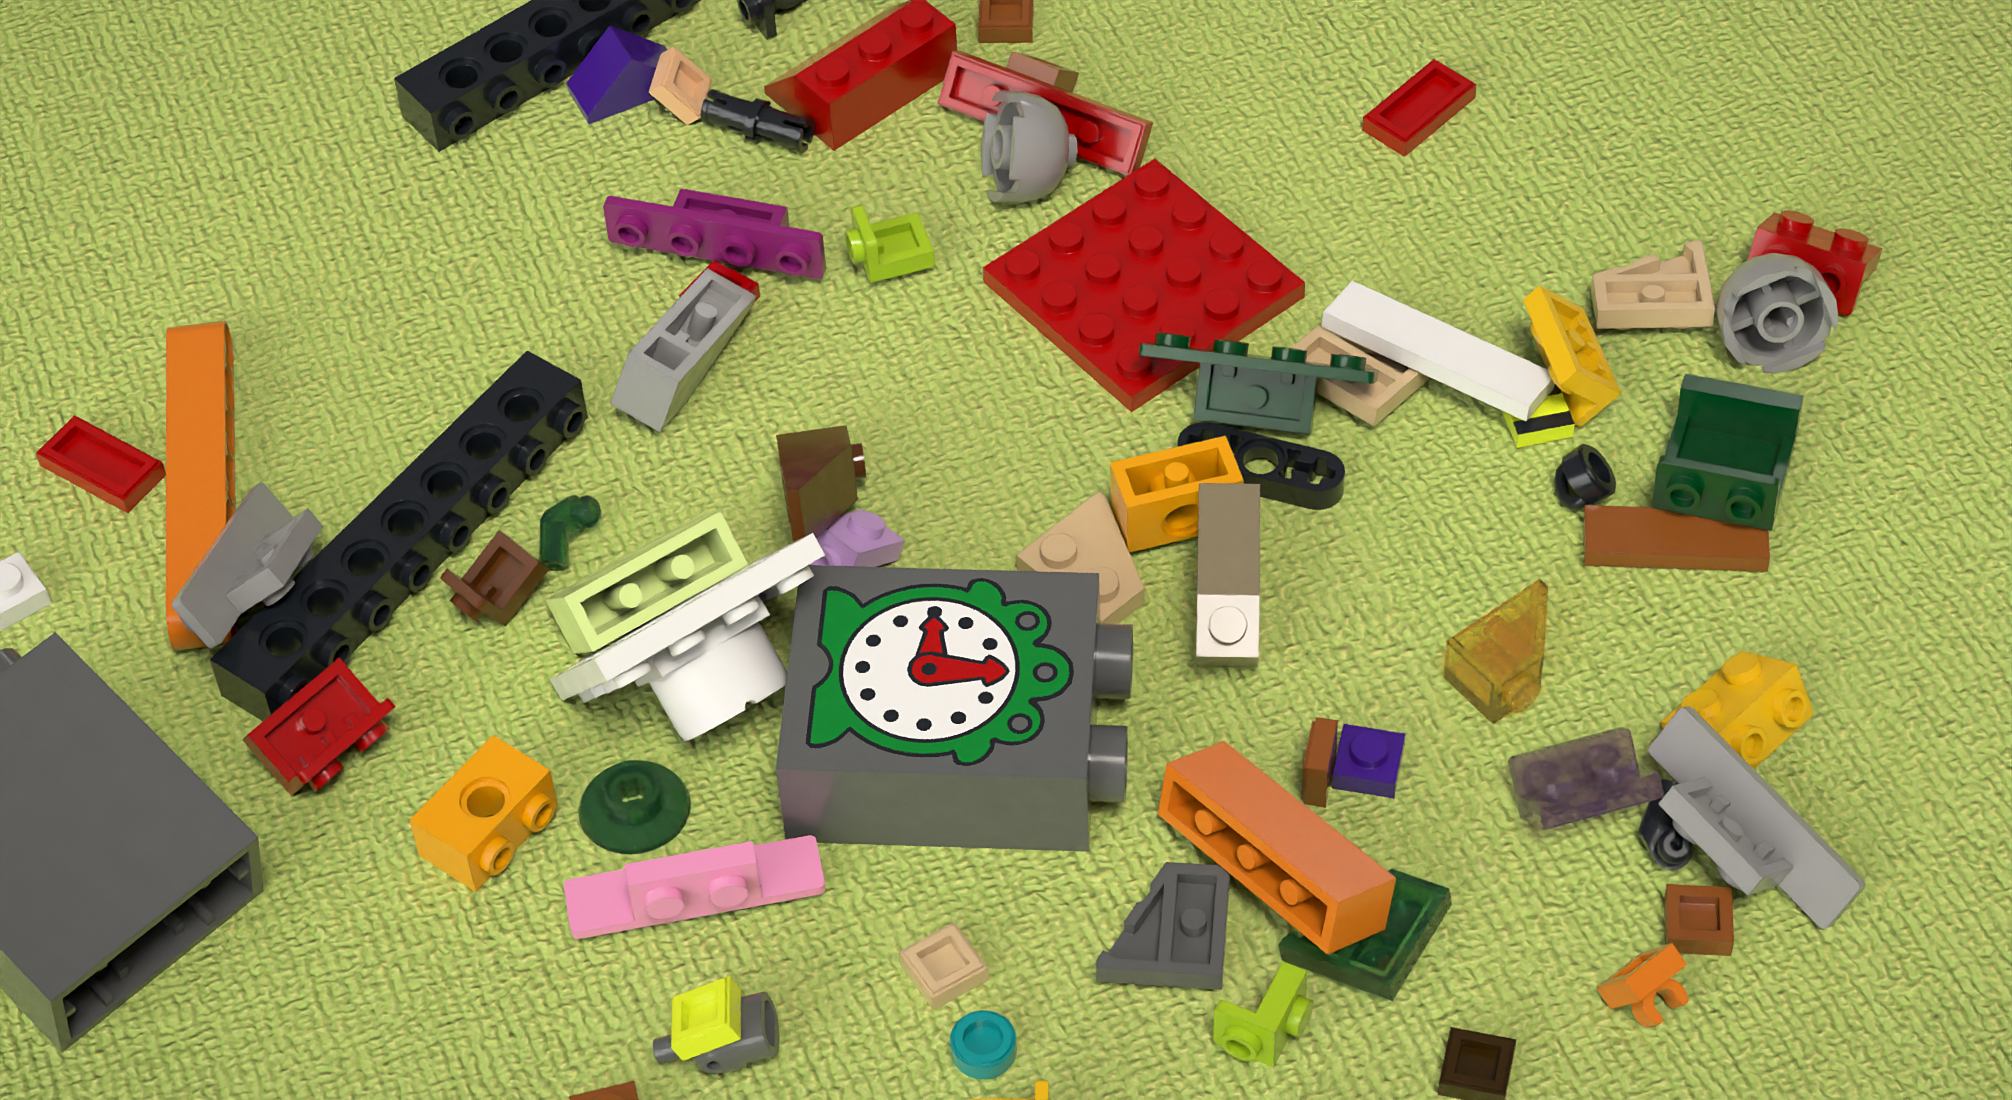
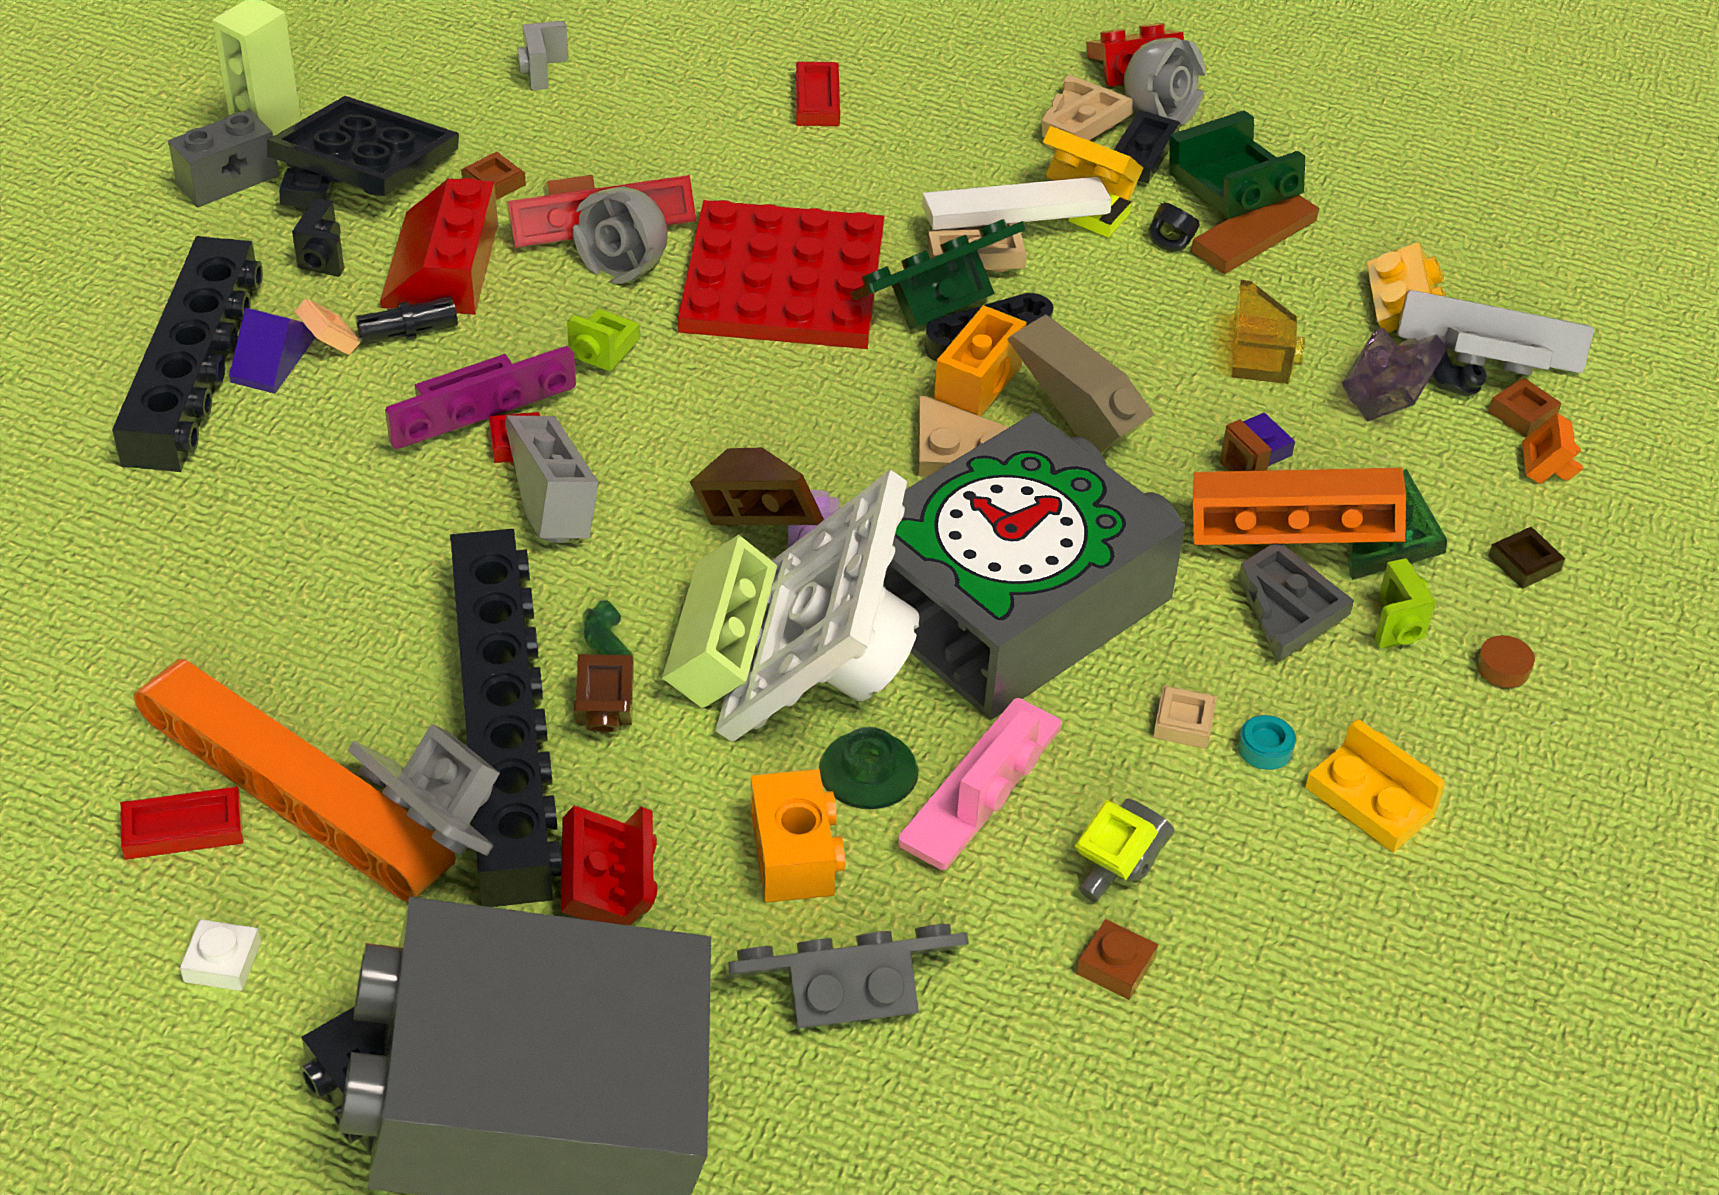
camera: 50 degrees left, 5 degrees down
(383, 968) = (852, 981): none -> dark grey bracket
(1656, 372) = (1147, 141): none -> black plate

